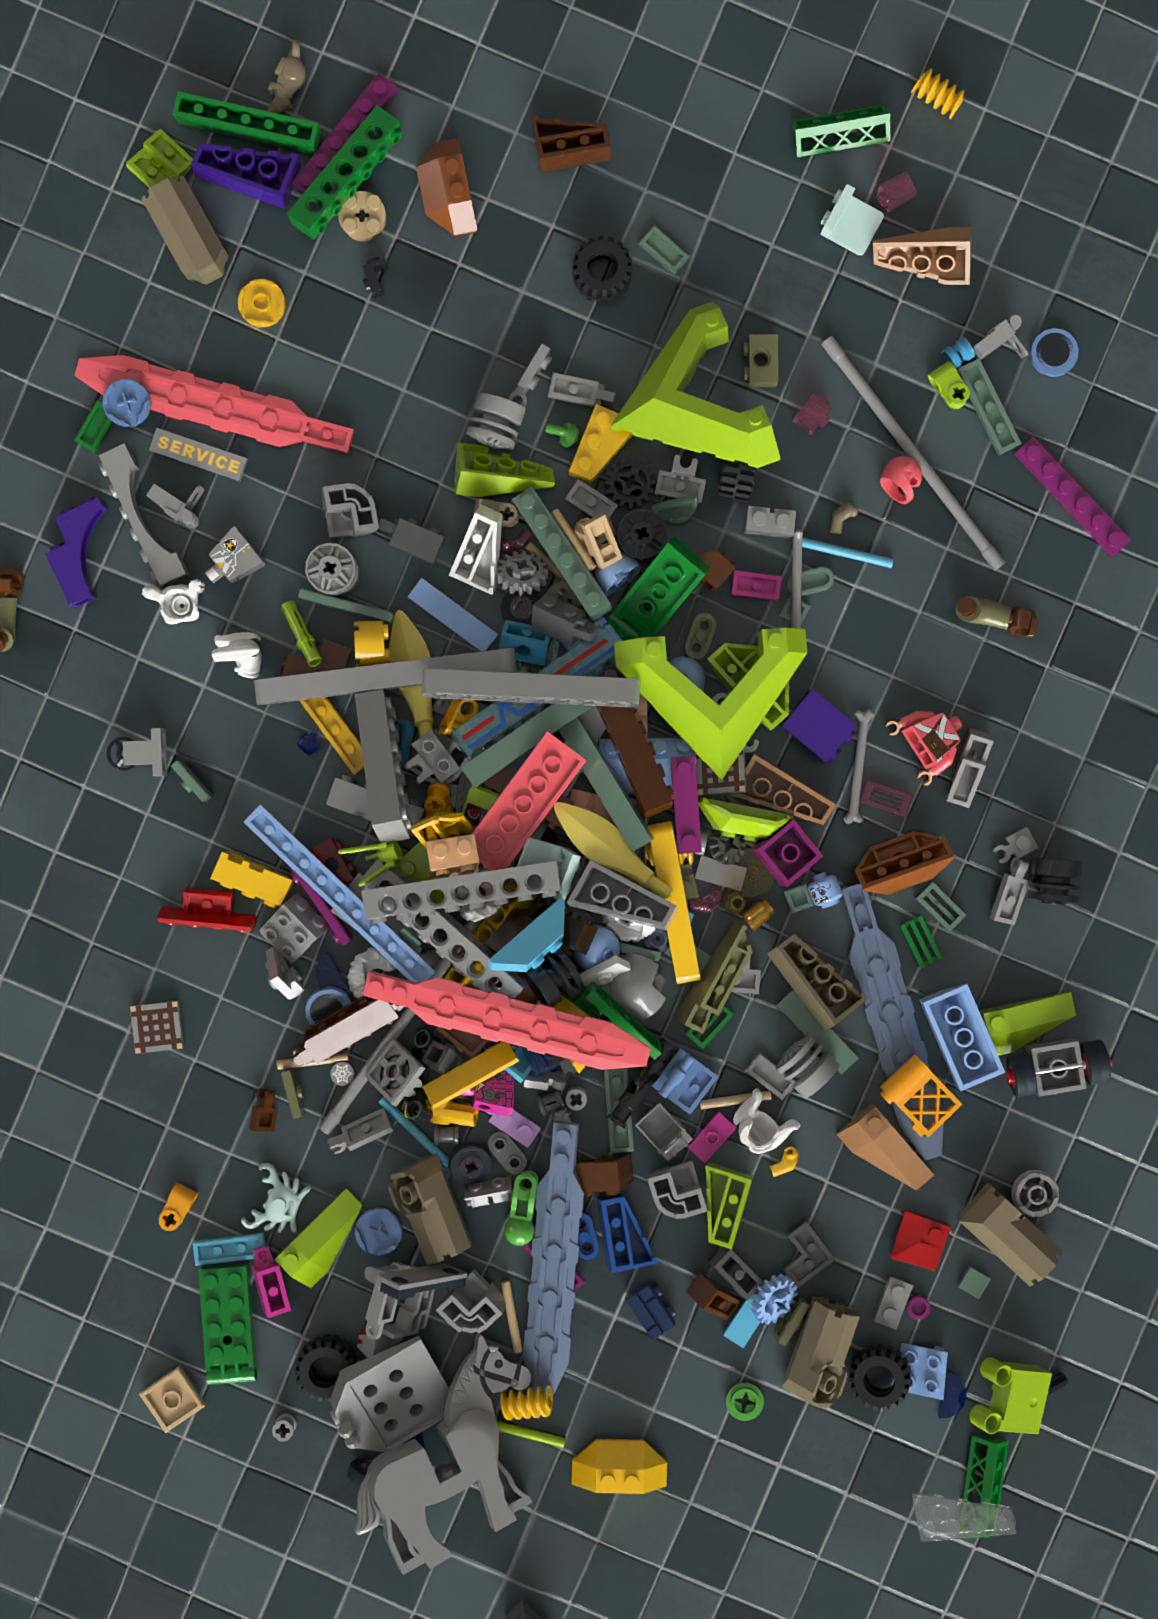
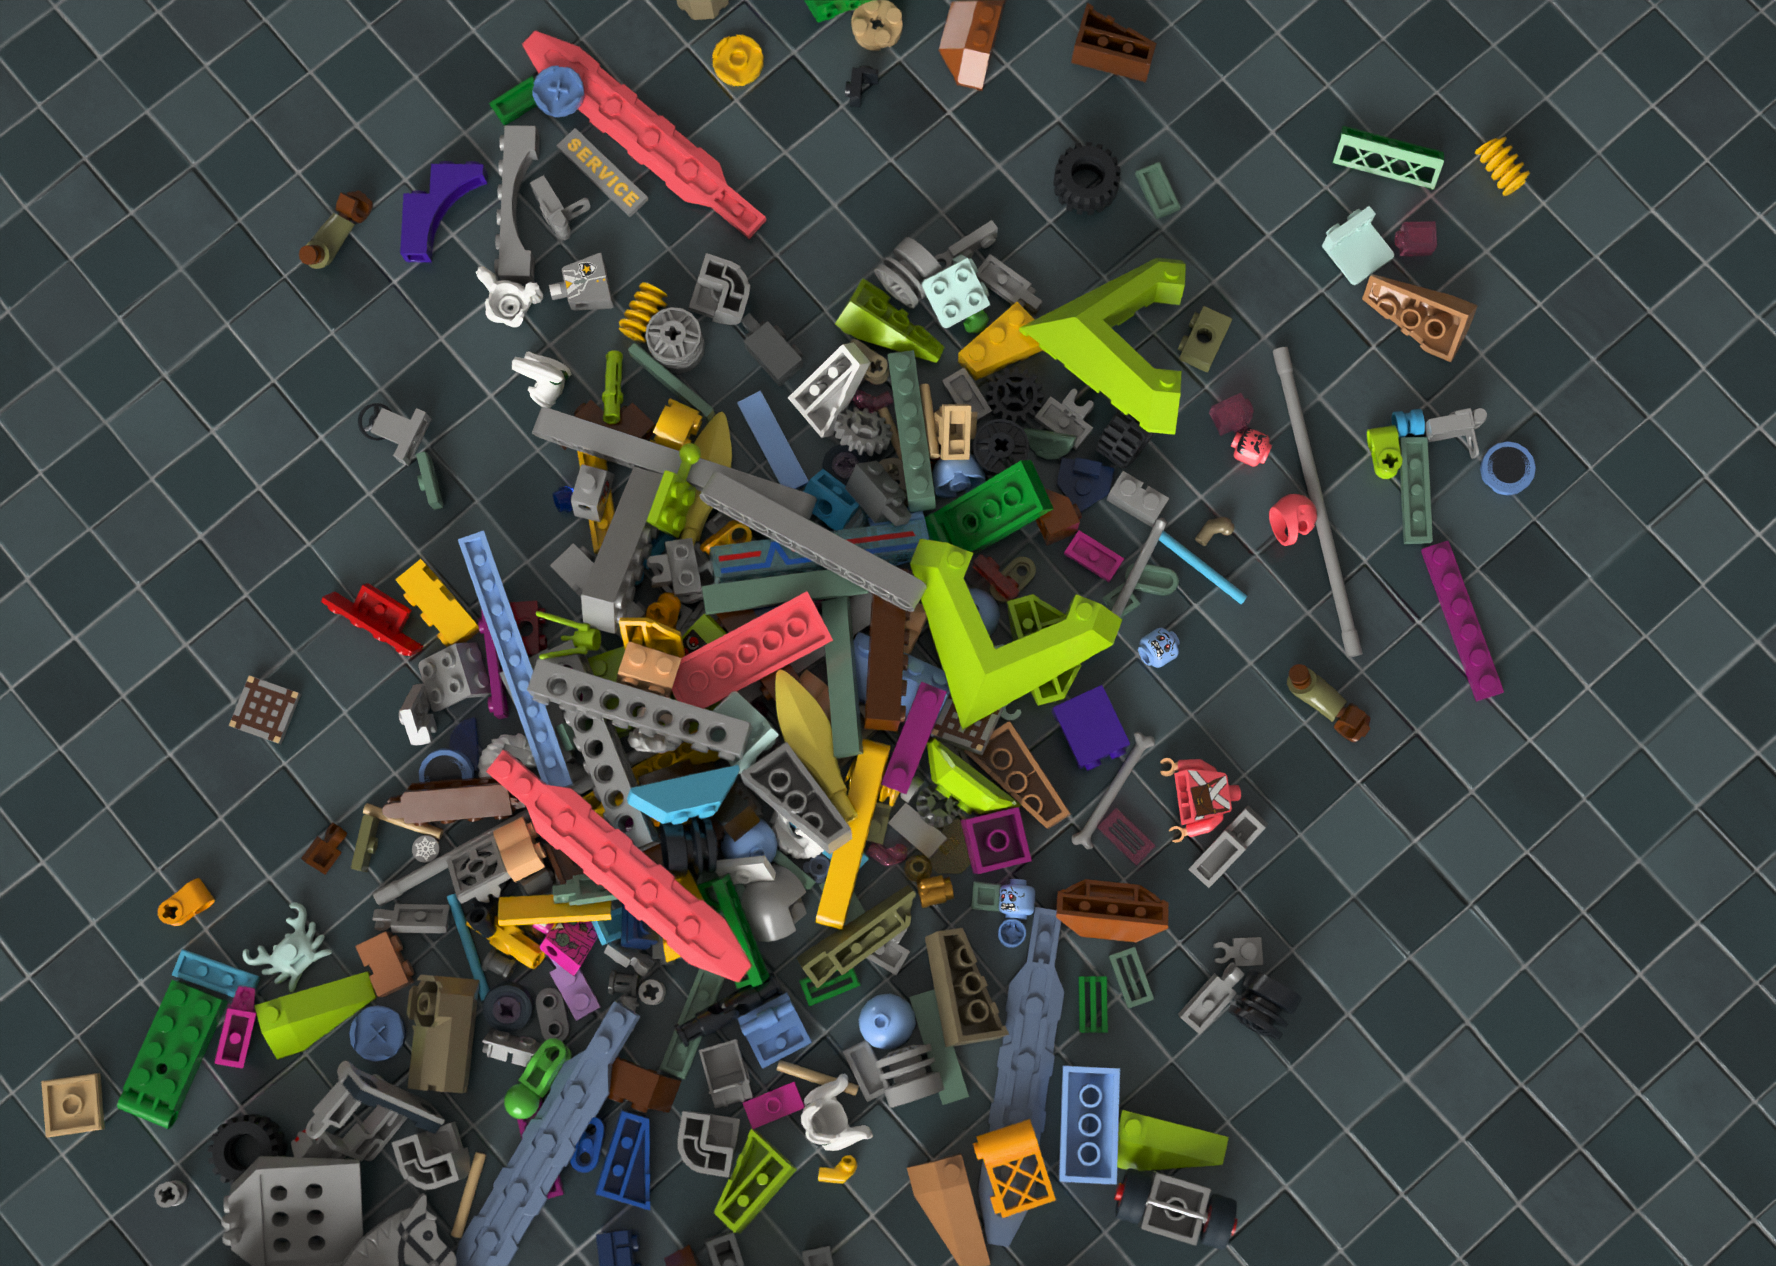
camera: 30 degrees right, 10 degrees down
(293, 559) = (642, 311): none -> yellow piece
(329, 728) = (592, 491): none -> light grey torso
(358, 1176) = (387, 963): none -> nougat brick
(400, 701) = (675, 495): none -> lime plate
(418, 1041) = (519, 848): none -> light nougat brick
(484, 1052) = (581, 891): none -> sand green hinge
(542, 420) = (956, 292): none -> light aqua bracket
(698, 645) = (989, 570): none -> clear red plate
(719, 528) = (1084, 481): none -> dark blue plate
(768, 1032) = (887, 1021): none -> light blue cylinder
(835, 920) = (1011, 933): none -> medium blue wheel
(841, 434) = (1251, 447): none -> coral head
(842, 635) = (1159, 647): none -> light blue head

